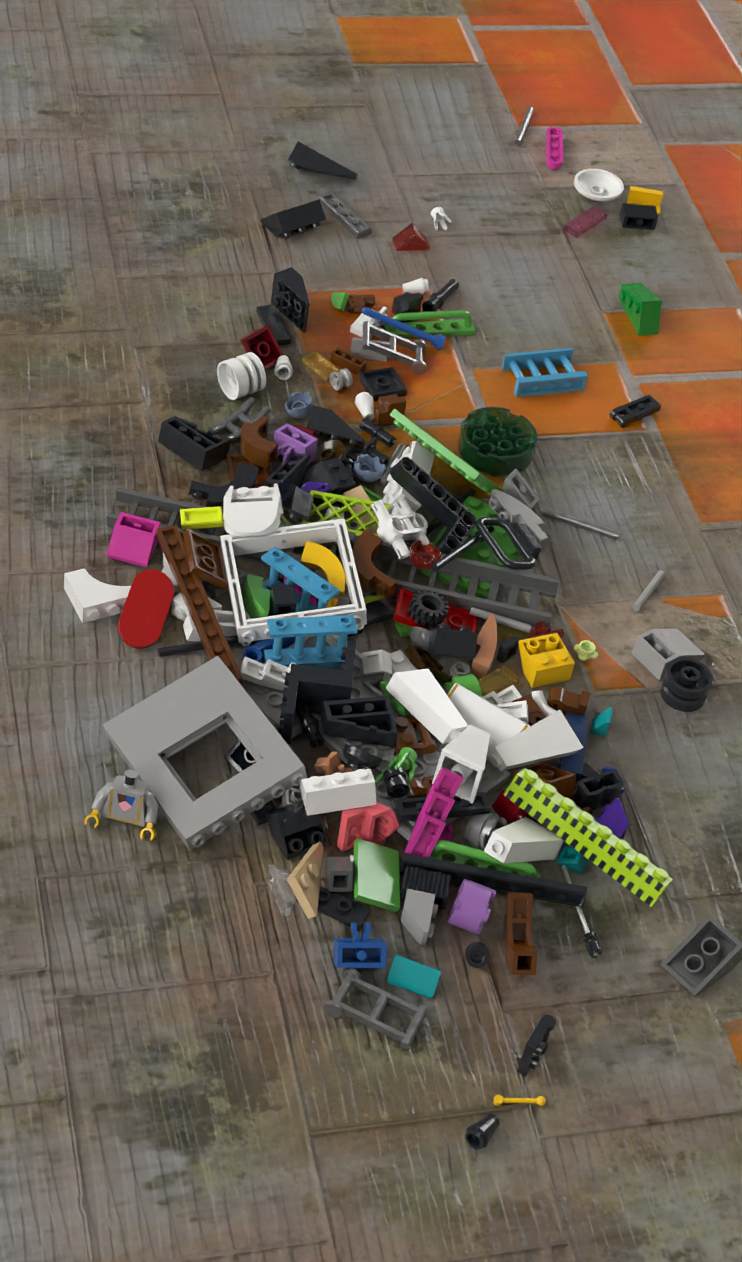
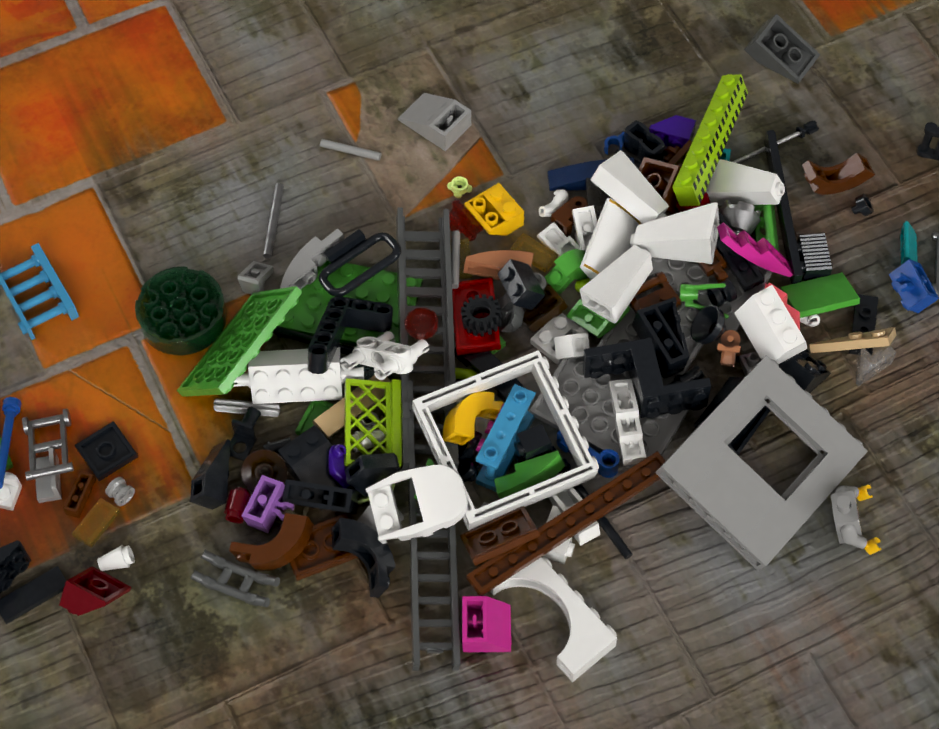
camera: 95 degrees left, 15 degrees up
(145, 609) = (587, 577): red tile -> none
(192, 444) = (301, 611): black wedge -> none
(201, 518) = (434, 559): neon yellow tile -> none
(241, 375) = (164, 591): white wheel -> none
(299, 405) = (186, 520): sand blue hair -> none
(309, 626) = (589, 399): dark azure fence -> none
(338, 874) = (836, 322): dark grey brick -> none
(365, 405) = (157, 456): white cone -> none
(365, 550) = (433, 378): reddish brown arch -> none
(368, 468) = (272, 423): sand blue hair -> none
(378, 432) = (200, 433): black pin -> none
(385, 406) = (161, 427): reddish brown brick -> none
(417, 914) = (847, 254): light grey slope -> none
(460, 550) = (397, 300): black bar -> none
(471, 906) = (824, 213): medium lavender brick -> none
(508, 649) = (489, 244): black tile -> none
(567, 701) = (538, 185): reddish brown leg -> none
(601, 723) = (550, 158): teal slope -> none
(635, 410) = (71, 197): black plate -> none
(686, 684) = (480, 94): black wheel -> none

